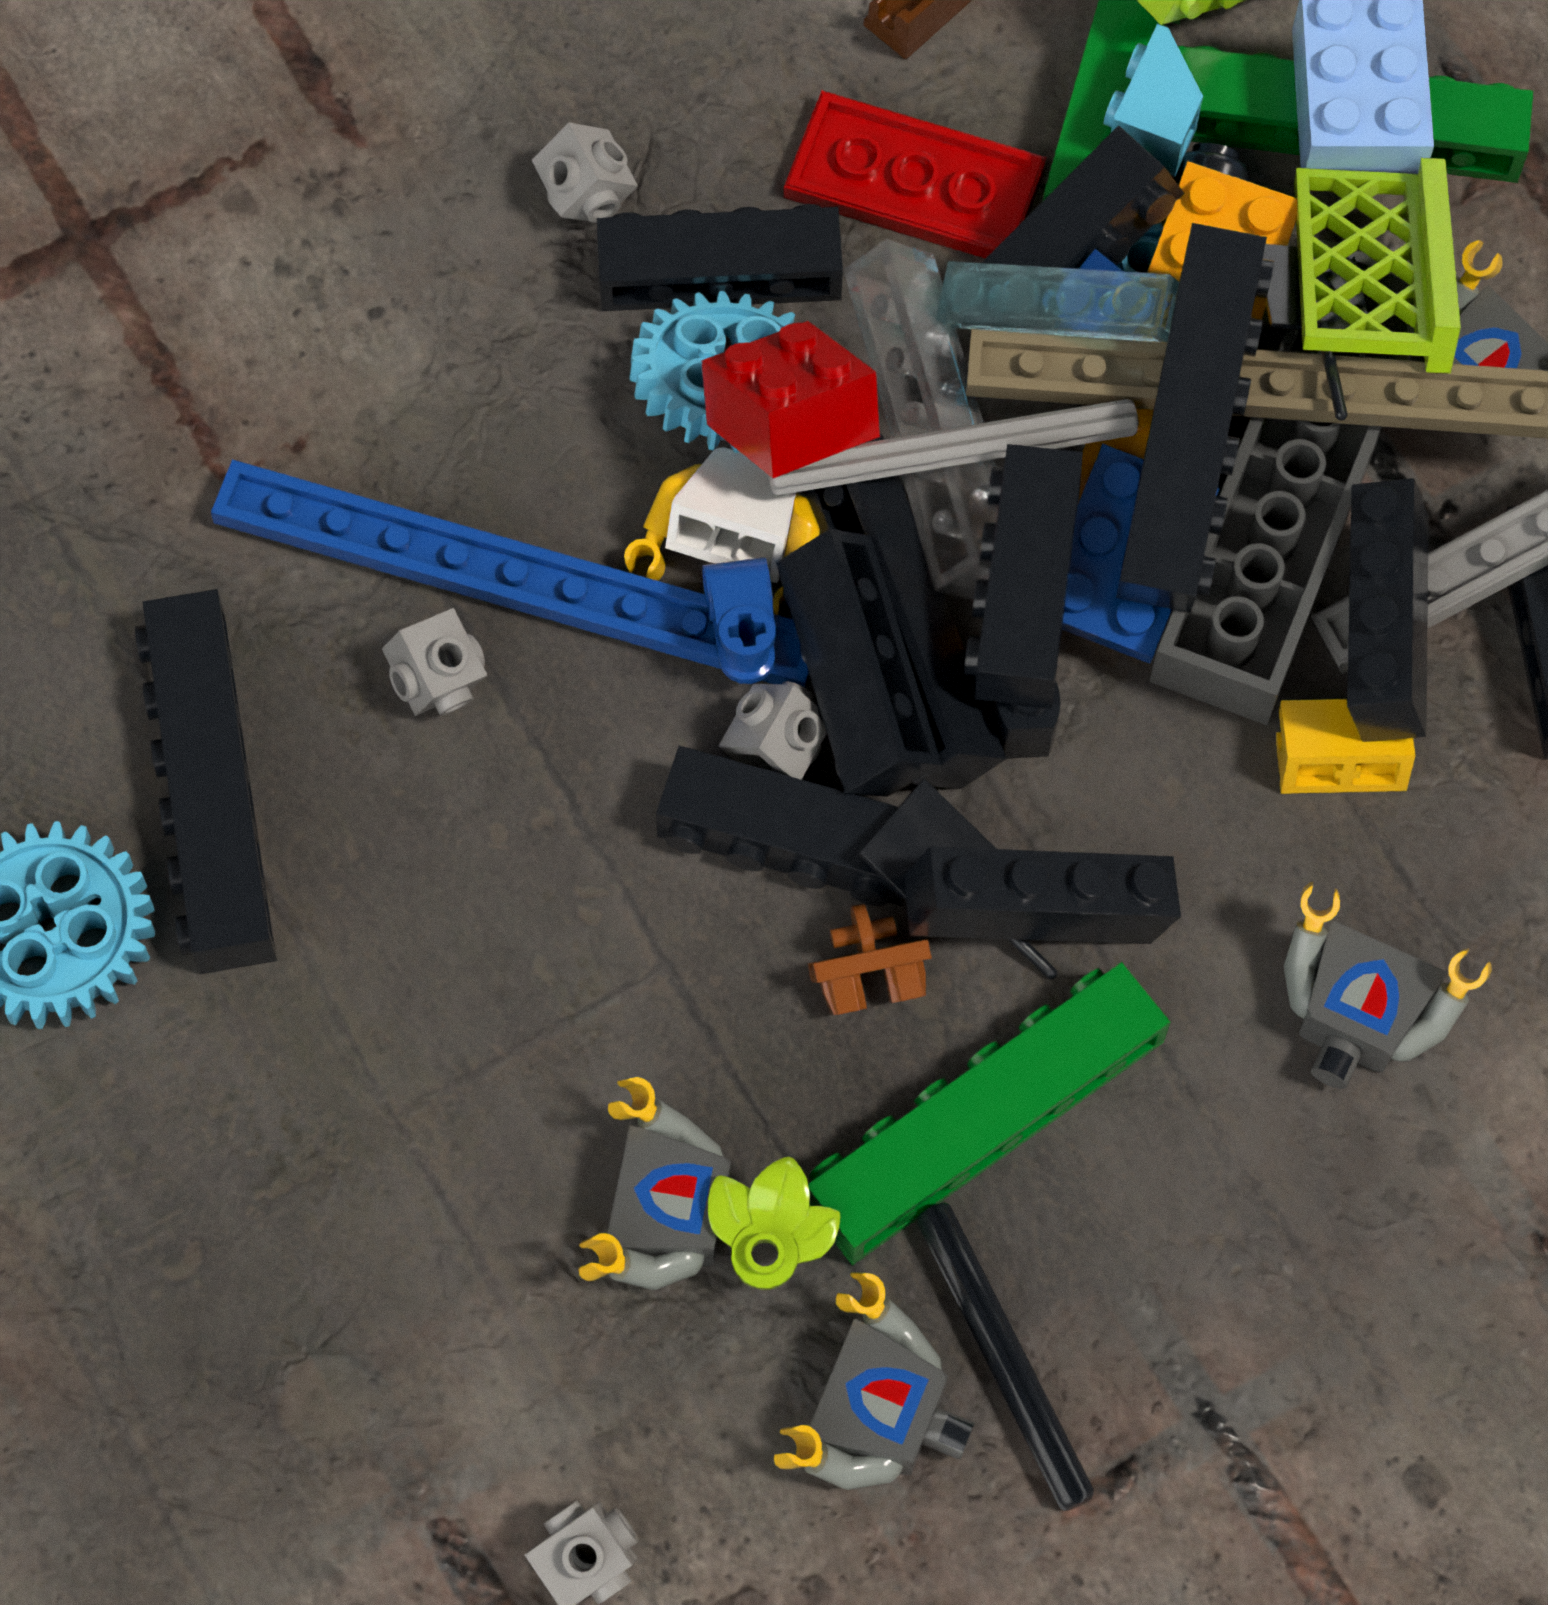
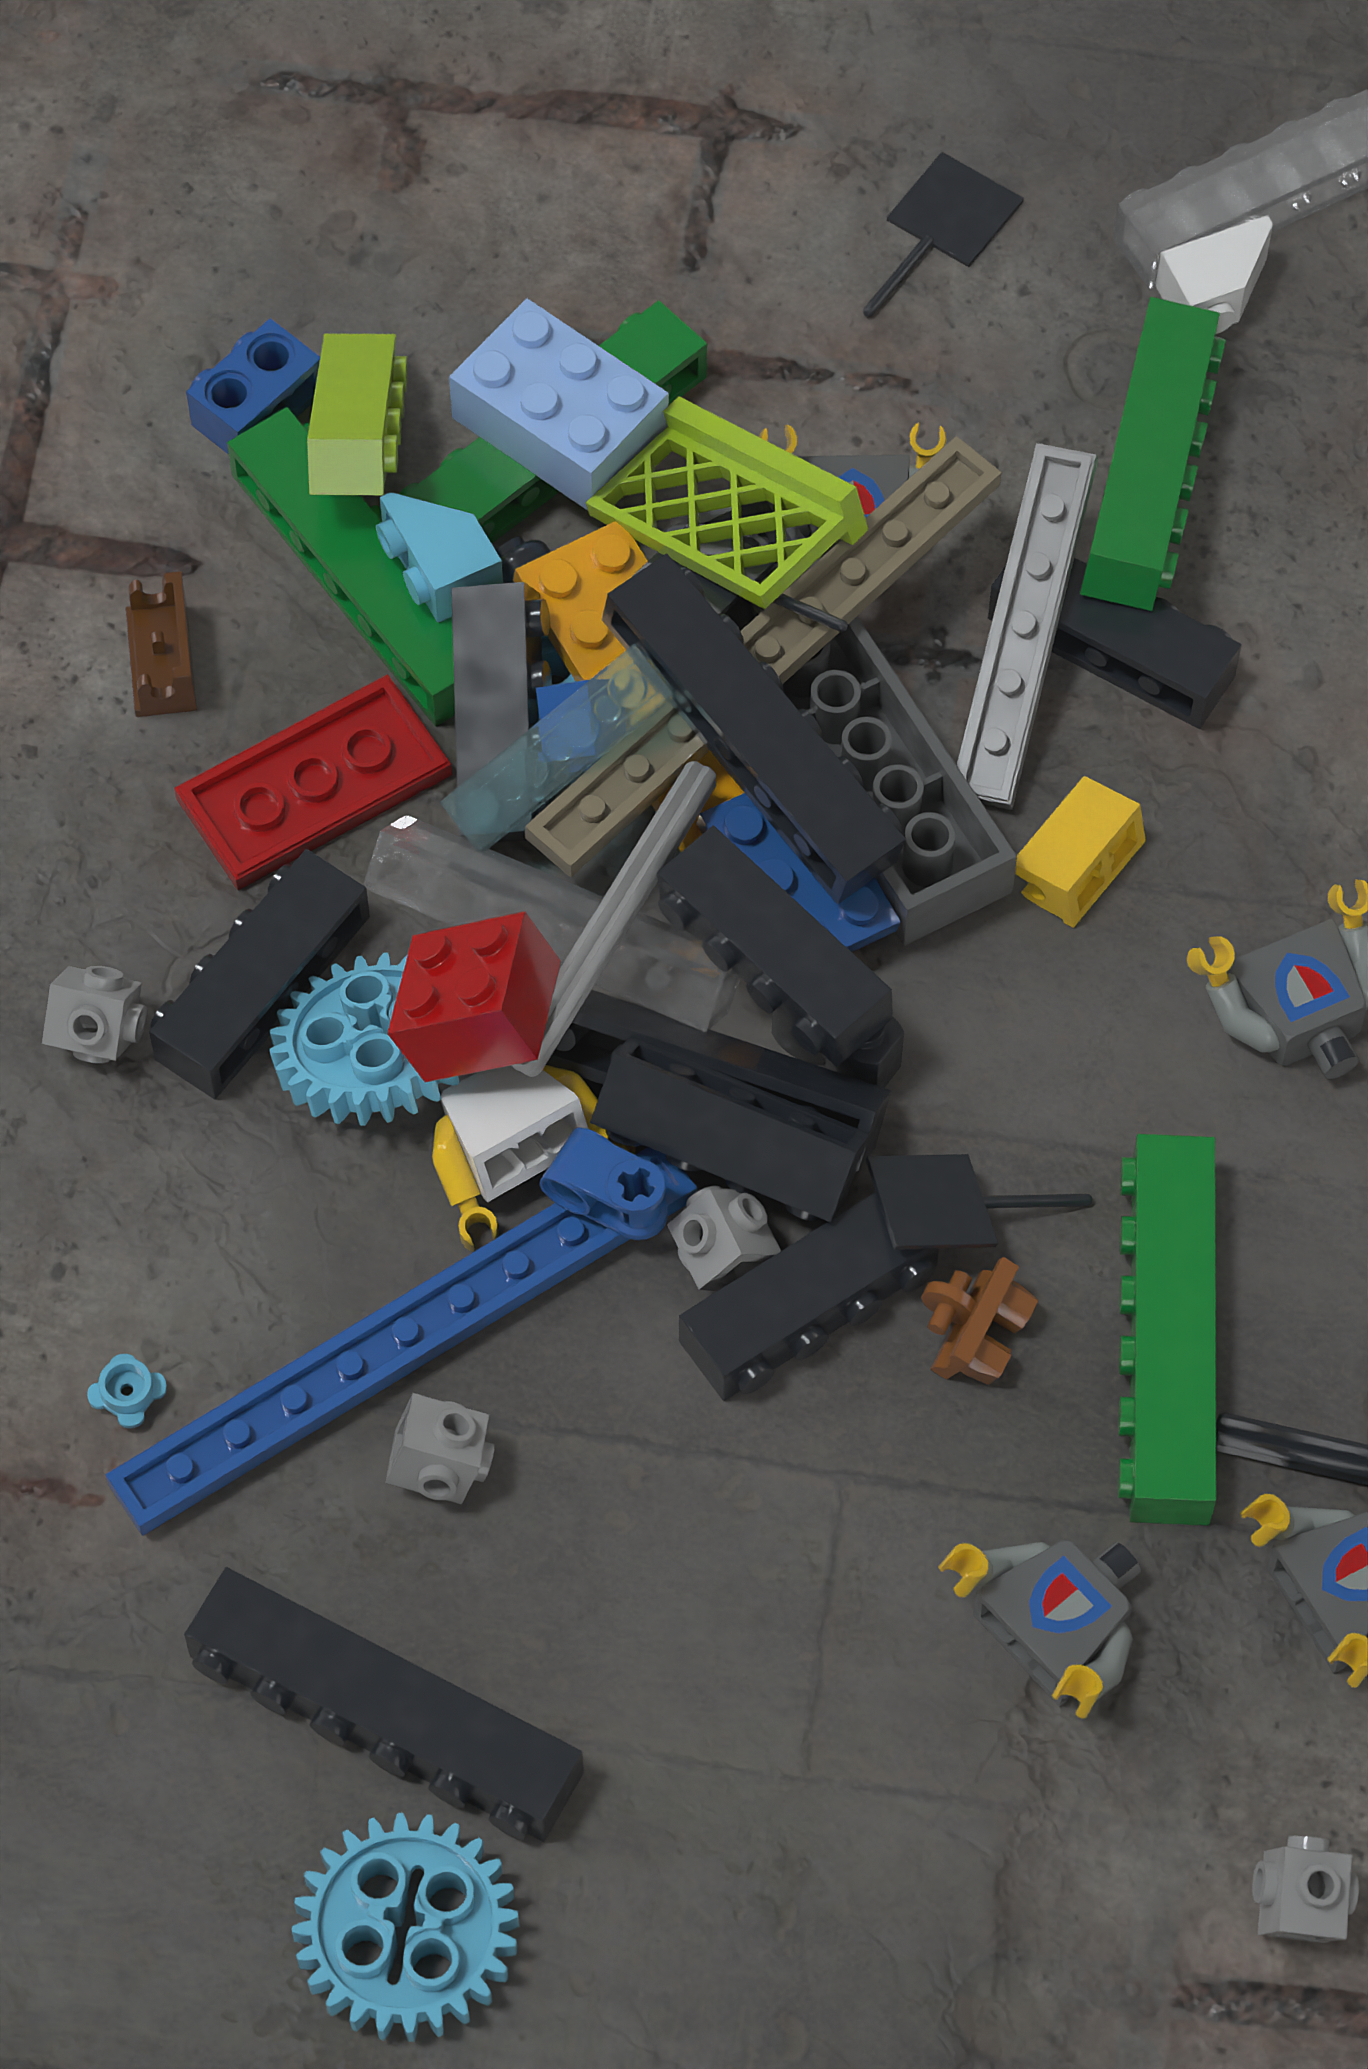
camera: 50 degrees left, 5 degrees down
(316, 410) = (122, 1372): none -> medium azure plate
(771, 1213) = (1140, 1538): lime plate -> none
(1041, 895) = (1036, 1148): black brick -> none
(1388, 611) = (1015, 726): black brick -> none

